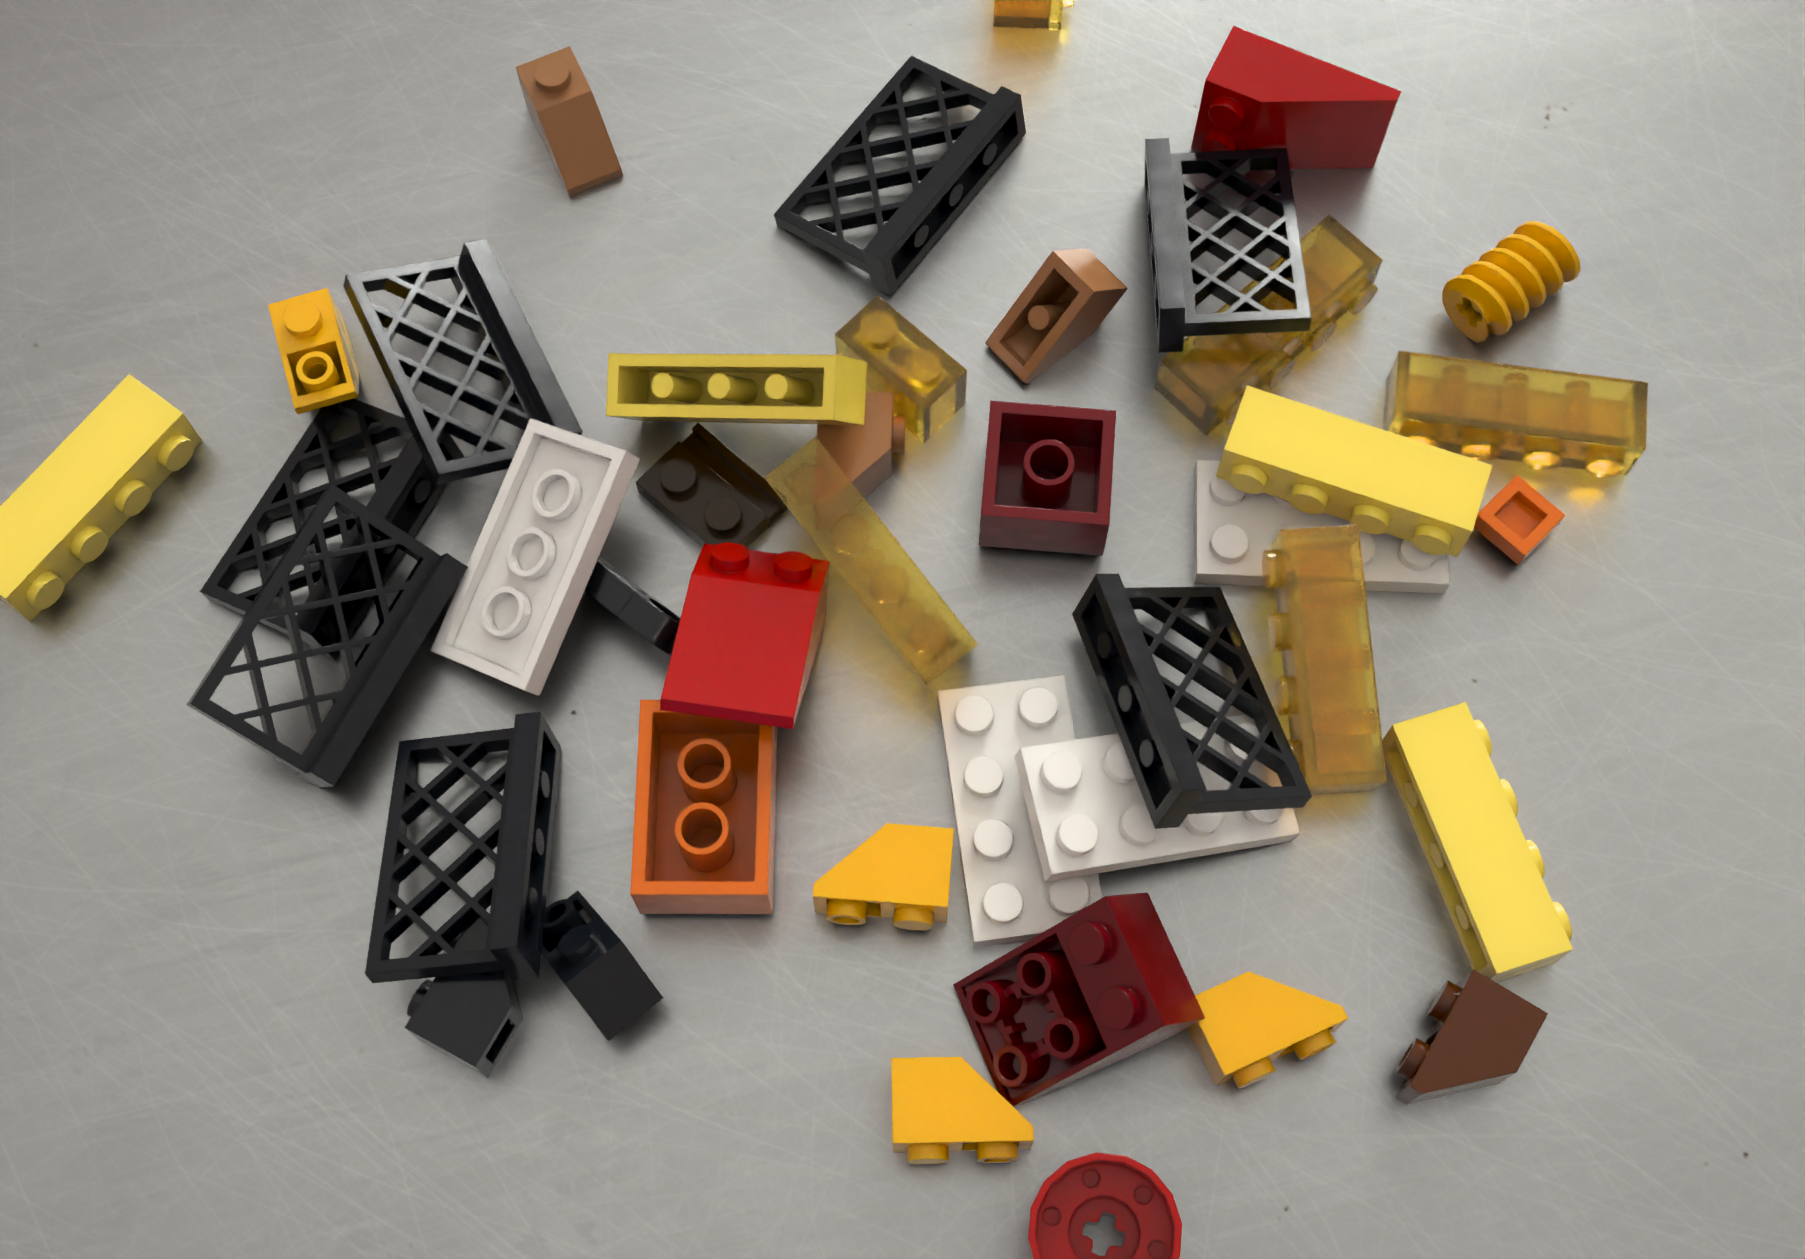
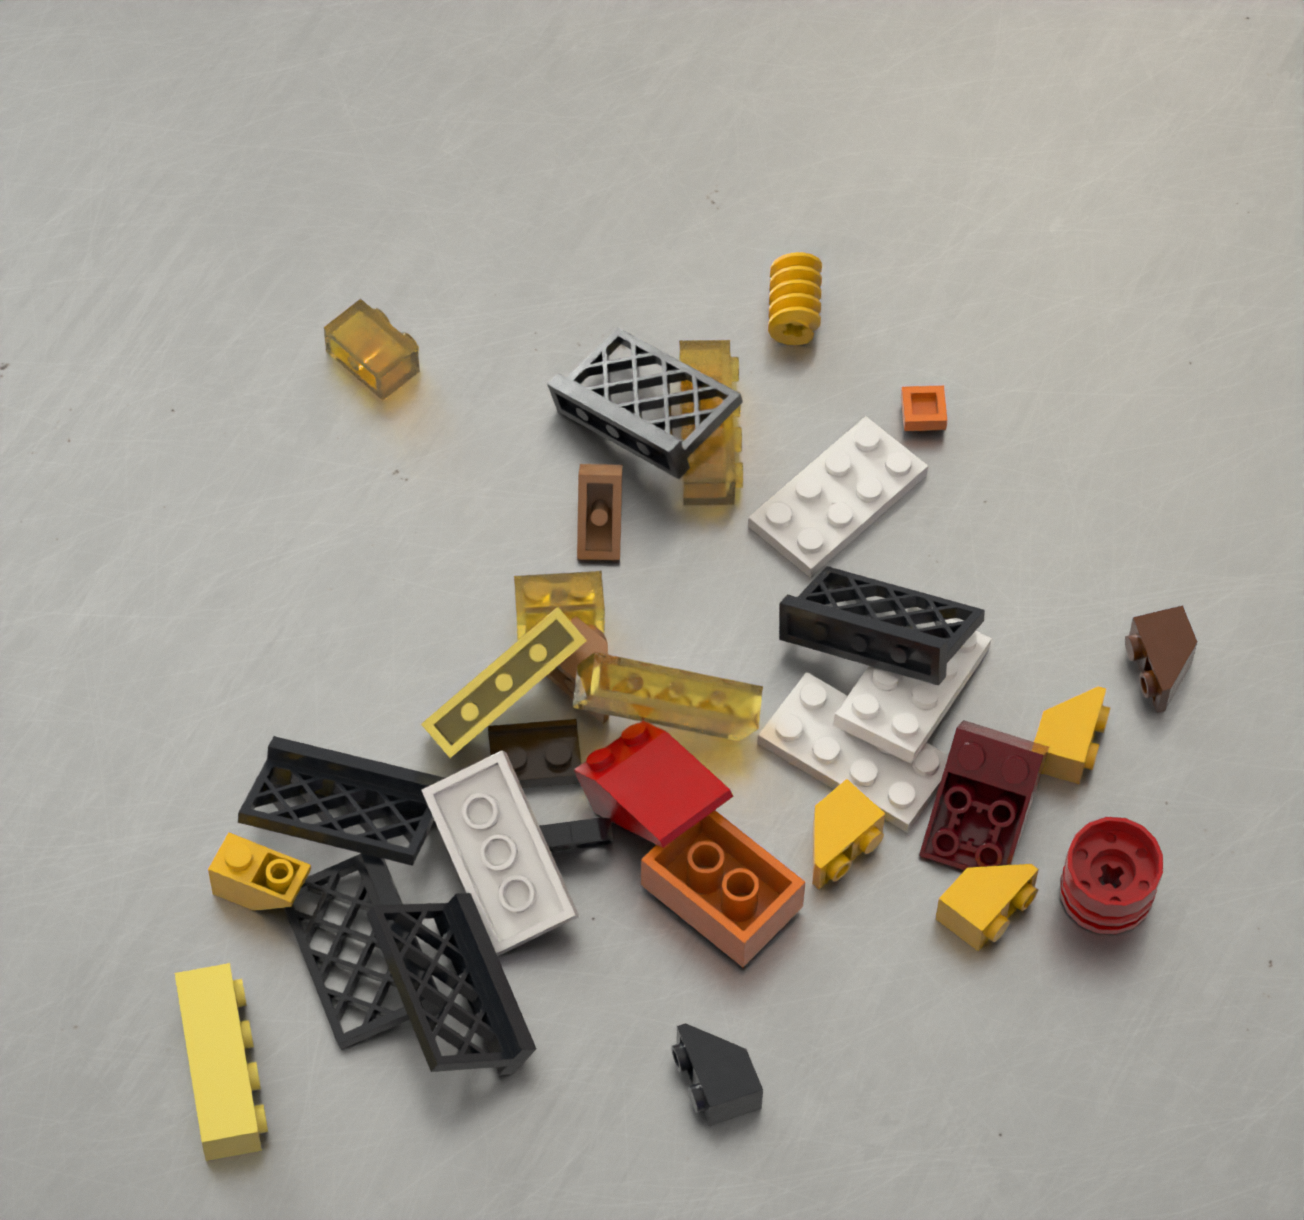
camera: 50 degrees left, 10 degrees down
(521, 860) = (666, 984): black fence -> none
(568, 120) = (230, 644): medium nougat slope -> none
(595, 965) = (753, 1003): black slope -> none
(945, 183) = (468, 505): black fence -> none
(1047, 478) = (695, 588): dark red brick -> none
(1290, 100) = (590, 305): red slope -> none
(1325, 657) = (915, 544): clear yellow brick -> none
(1354, 472) = (833, 451): light yellow brick -> none
(1475, 844) = (1068, 568): light yellow brick -> none
(1518, 413) = (866, 360): clear yellow brick -> none

